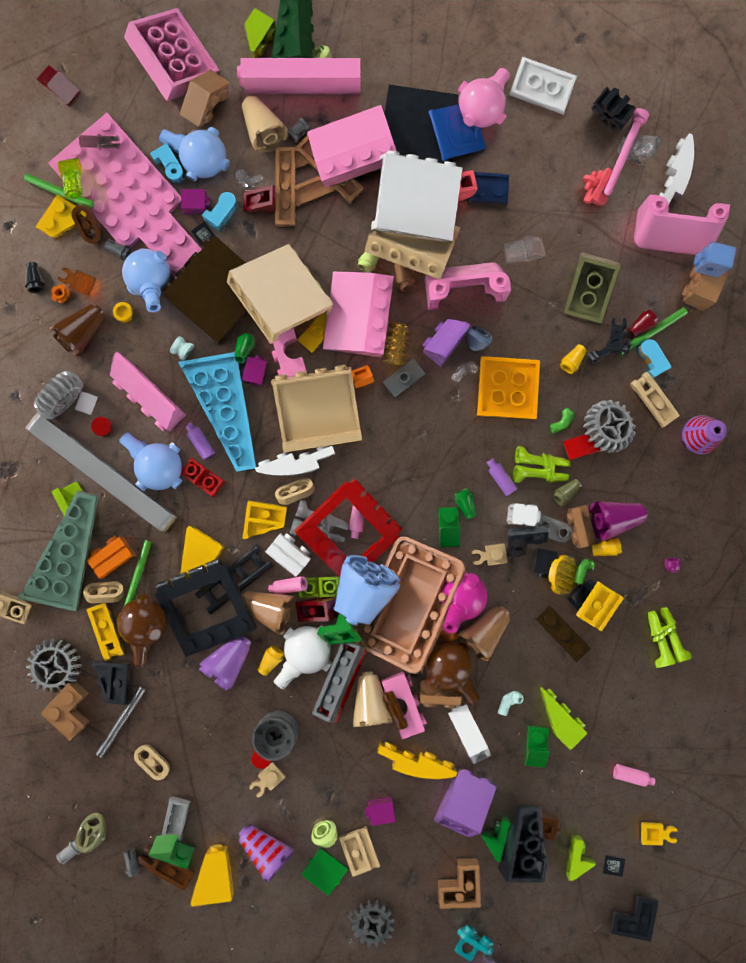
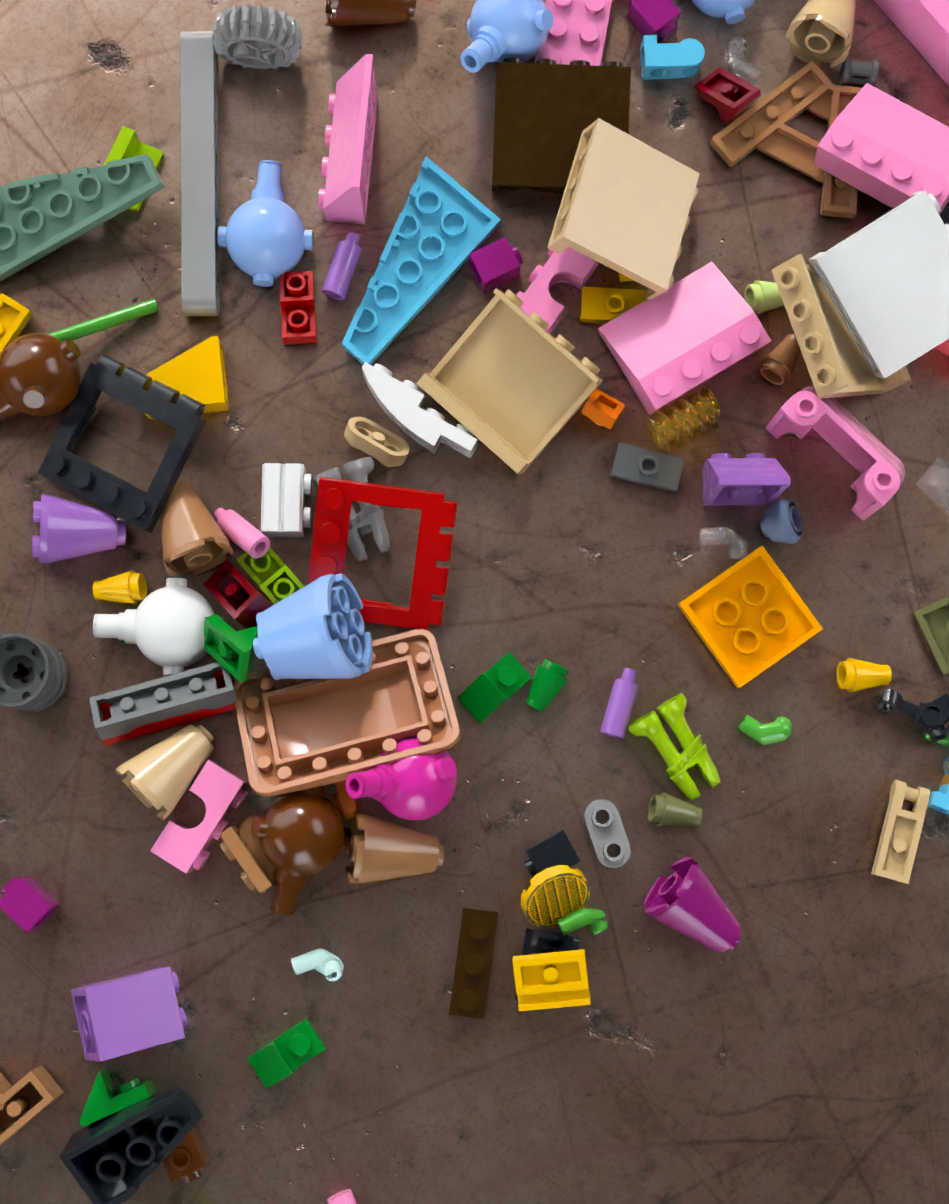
camera: 50 degrees right, 5 degrees down
(86, 403) = (276, 85): white sticker -> none
(101, 426) = (261, 127): red tile -> none
(103, 592) = (41, 298): tan plate -> none
(111, 557) = (96, 271): orange brick -> none
(123, 312) = (434, 39): yellow tile -> none
(181, 348) = (447, 147): light aqua wheel -> none
(202, 232) = (623, 54): black sticker -> none
(244, 347) = (515, 225): green cone -> none
(246, 579) = (207, 471): black bar -> none
(263, 518) = (306, 428): yellow wing -> none
(356, 523) = (398, 558): bright pink cylinder -> none
(395, 710) = (182, 809): reddish brown axle -> none
(423, 766) = (136, 915): yellow slope -> none
(469, 733) = (229, 942): white slope -> none
(493, 554) = (506, 778): tan plate -> none
(519, 538) = (559, 793): black plate -> none
(523, 515) = (593, 773): white brick -> none
(566, 728) = (344, 1070): lime slope -> none
(579, 447) = (758, 783): red slope -> none
(581, 525) = (643, 869): medium nougat bracket -> none
(607, 548) = (643, 930): yellow cone -> none
(619, 426) = (800, 800): light grey gear -> none
(659, 631) = (583, 1099): lime piece -> none
(672, 564) = (693, 1042): magenta hinge -> none
(703, 434) = (908, 939): medium lavender cone -> none

